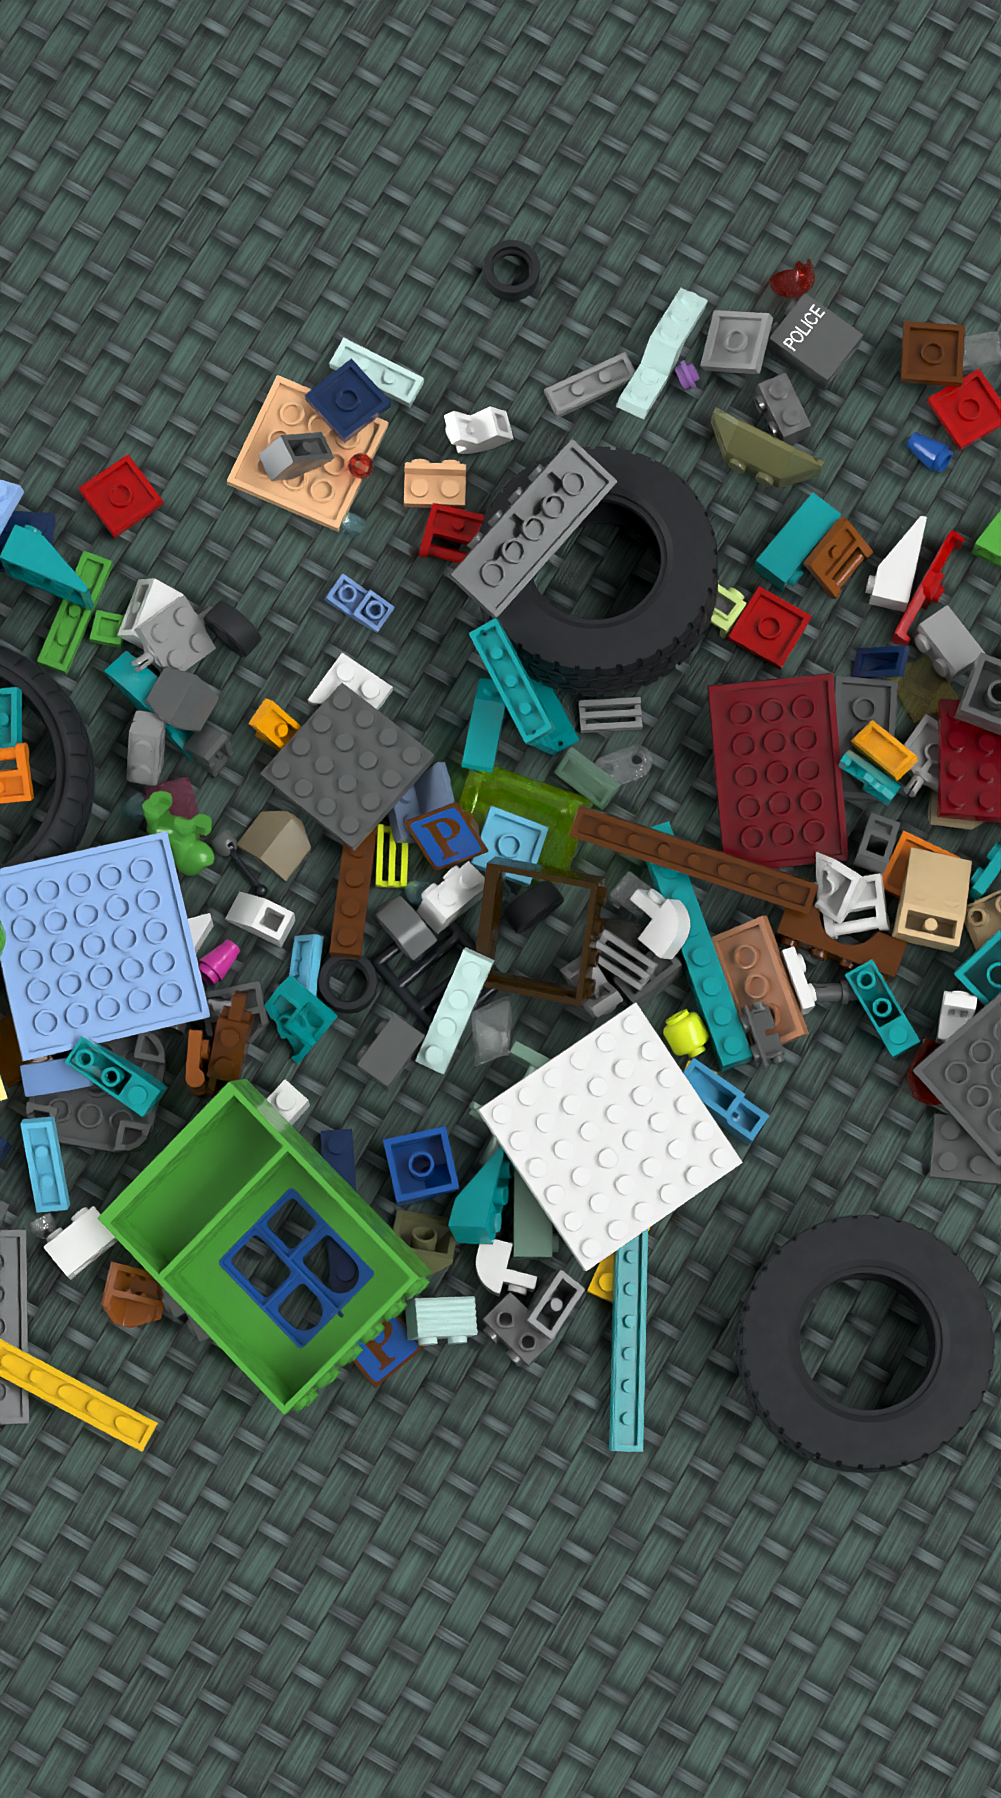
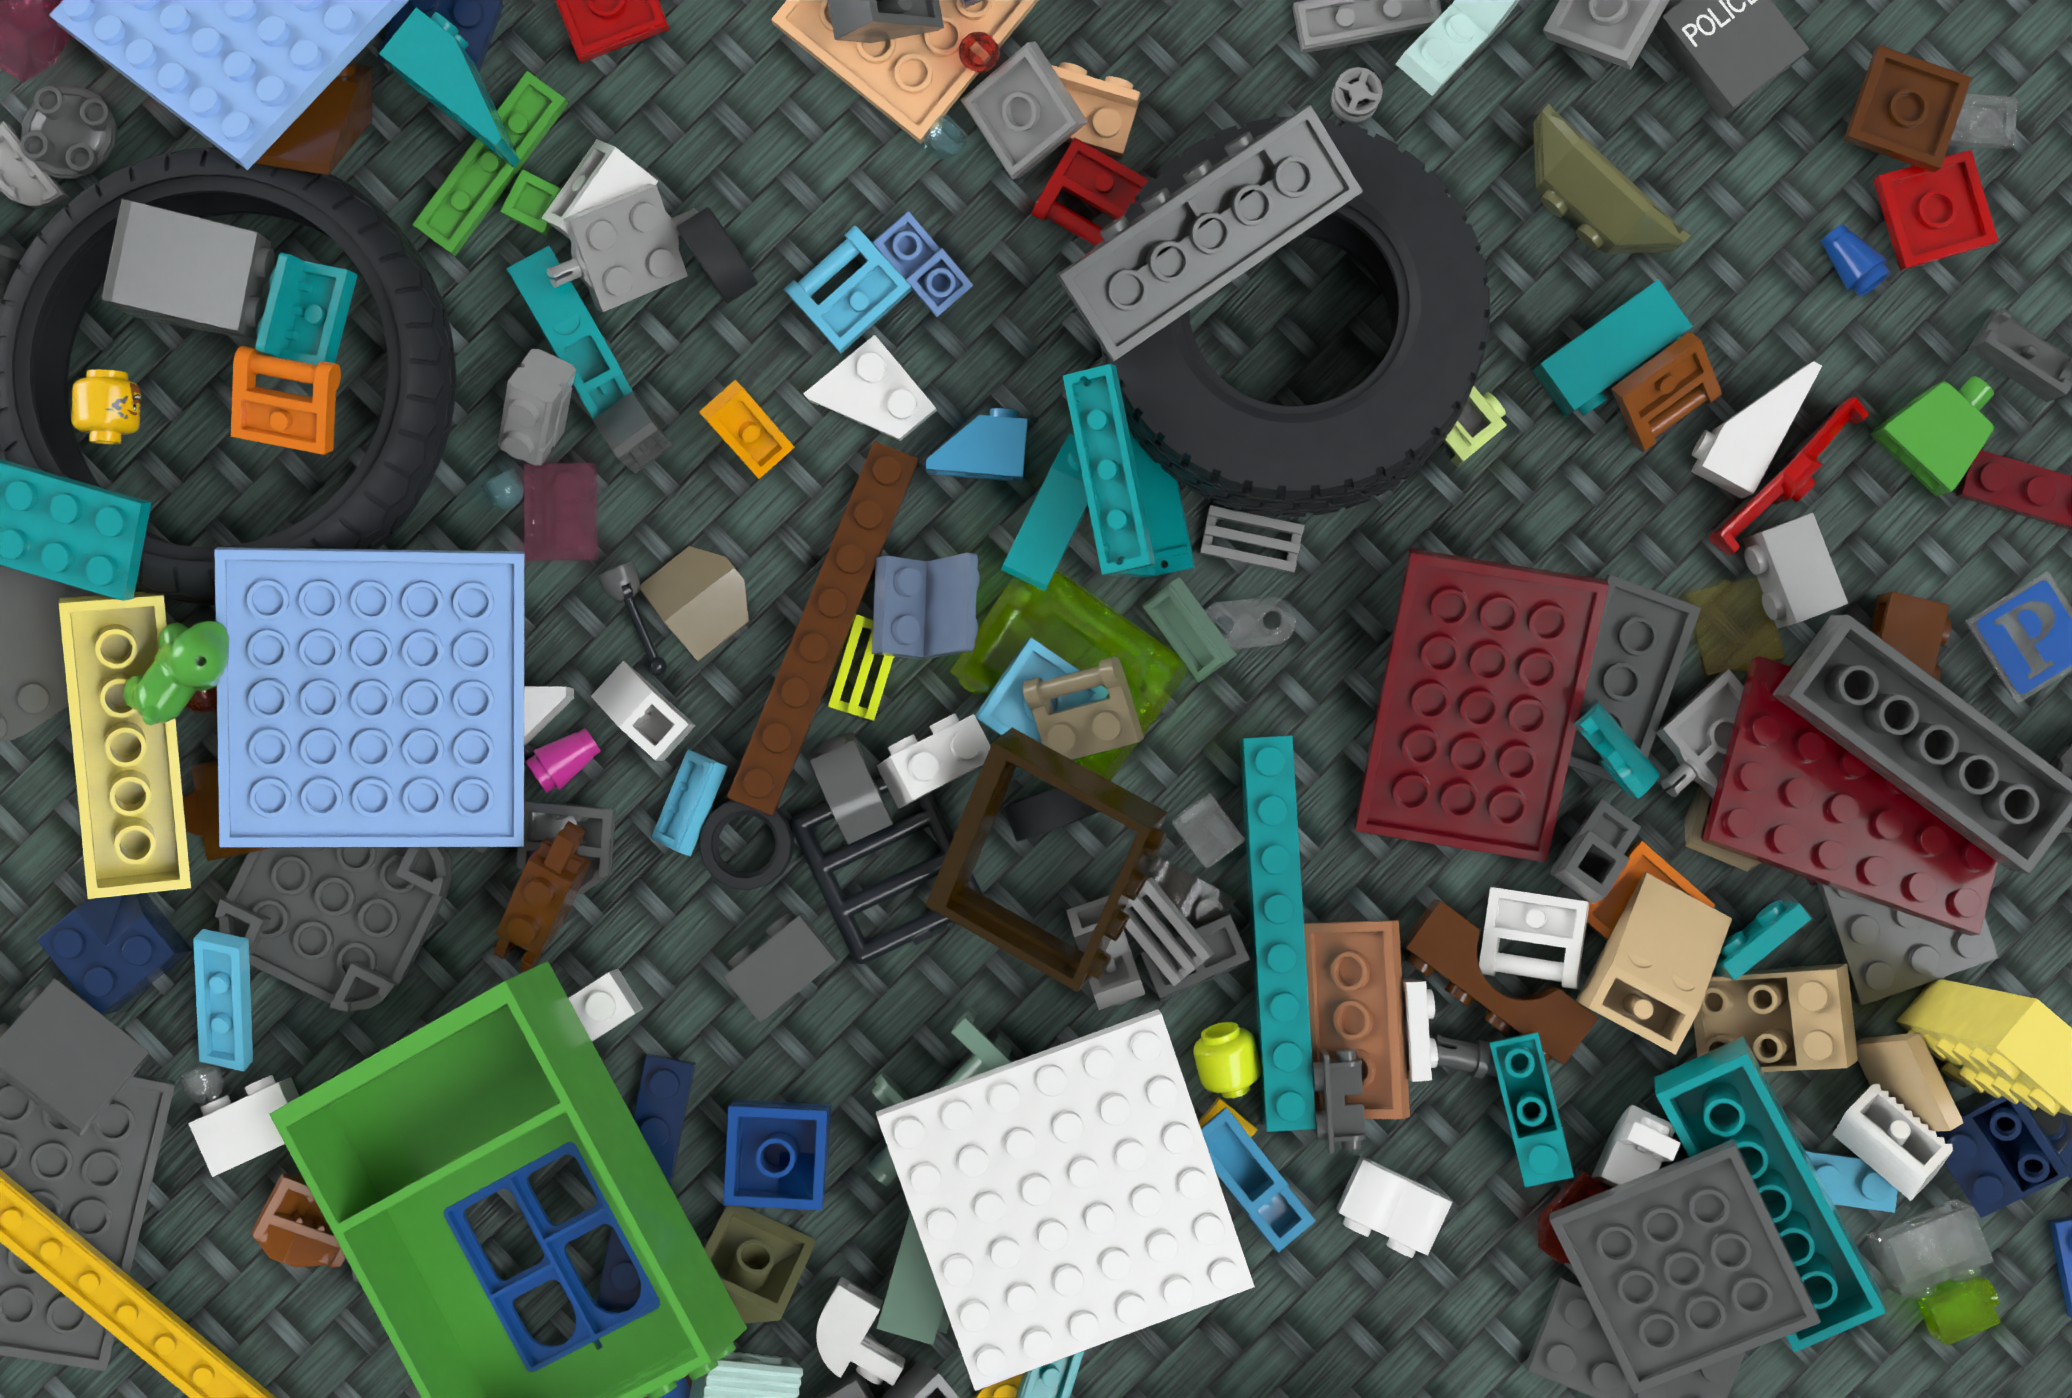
camera: 20 degrees right, 10 degrees up
(51, 1077) = (274, 873): medium blue slope -> none
(116, 1076) = (359, 904): teal slope -> none
(181, 699) = (606, 349): dark grey slope -> none
(189, 852) = (552, 553): bright green animal -> none
(197, 1056) = (484, 909): dark orange plate -> none
(299, 1016) = (658, 878): teal slope -> none
(325, 636) = (859, 300): none -> medium azure plate
(348, 766) = (833, 517): dark grey plate -> none
(397, 494) = (1024, 110): none -> light grey tile
(414, 892) = (887, 731): clear light blue hinge -> none
(430, 703) = (985, 449): none -> dark azure slope
(447, 835) = (951, 669): piece -> none
(454, 1010) = (891, 935): light aqua plate -> none
(479, 431) = (1174, 43): white brick -> none
(480, 1204) = (846, 1240): teal slope -> none
(491, 1030) = (939, 979): clear slope -> none
(543, 846) = (1088, 726): none -> dark tan plate
(598, 426) = (1360, 85): none -> light grey wheel
(668, 925) = (1247, 897): white brick -> none
(687, 374) = (1518, 39): medium lavender plate -> none
(693, 859) = (1311, 810): reddish brown plate -> none
(769, 628) = (1530, 471): red plate -> none
(782, 410) = (1648, 135): flat silver brick -> none
(815, 1096) = (1392, 1206): none -> white brick
(837, 887) = (1514, 904): white slope -> none
(880, 662) = (1684, 573): dark blue slope -> none
(884, 750) = (1650, 714): light orange tile -> none

